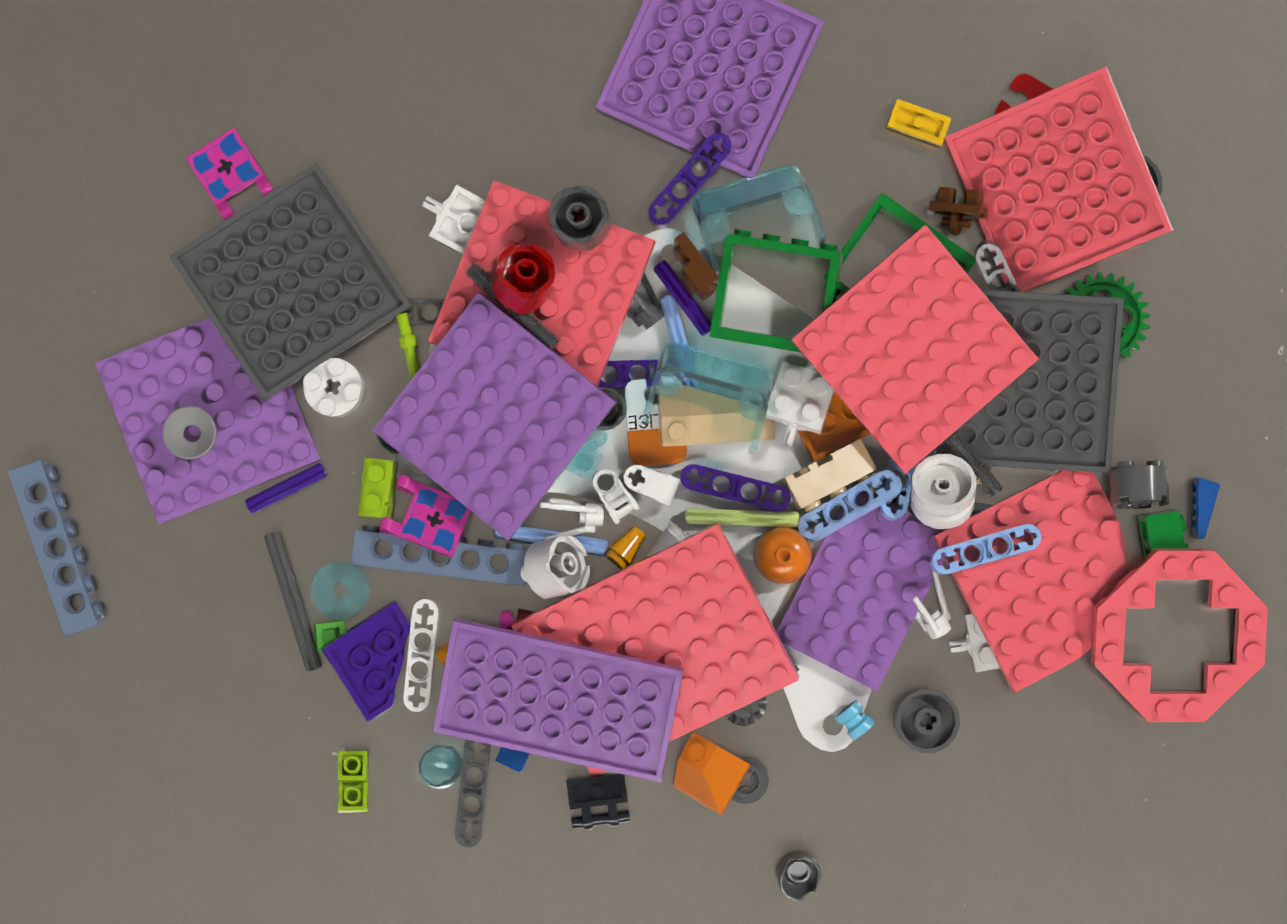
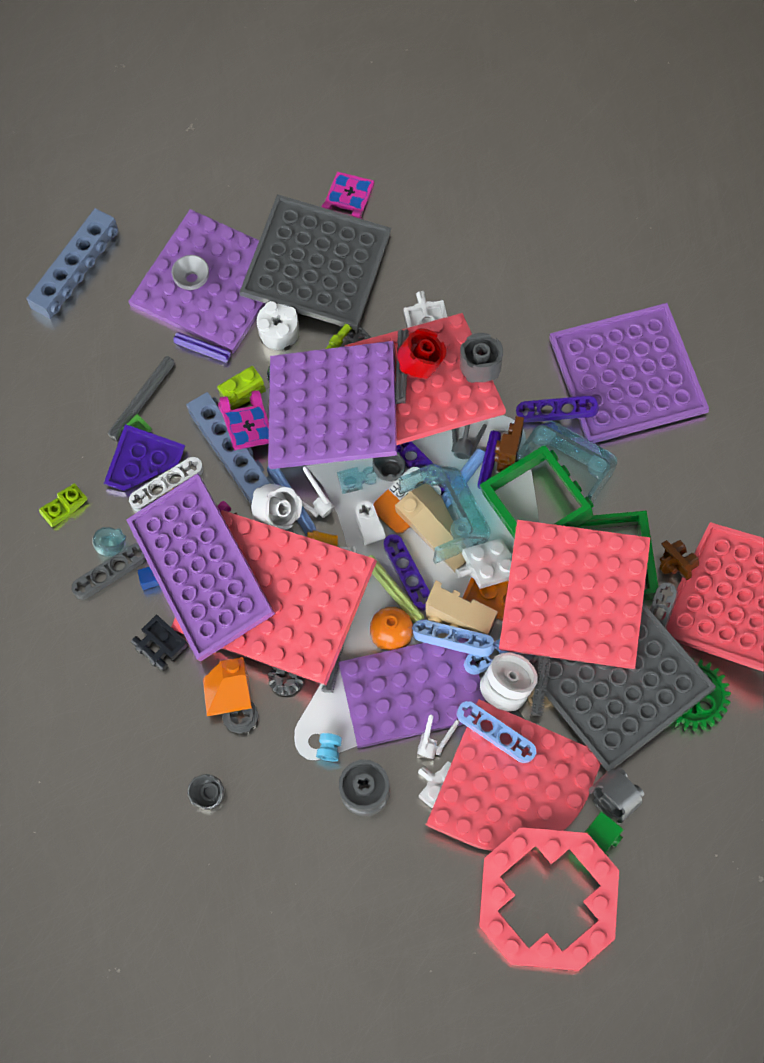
camera: 55 degrees right, 20 degrees down
(352, 602) = (165, 405): clear light blue plate -> none
(615, 497) = (343, 512): white piece -> none
(919, 122) = (704, 502): yellow plate -> none
(1203, 501) = (645, 844): blue slope -> none

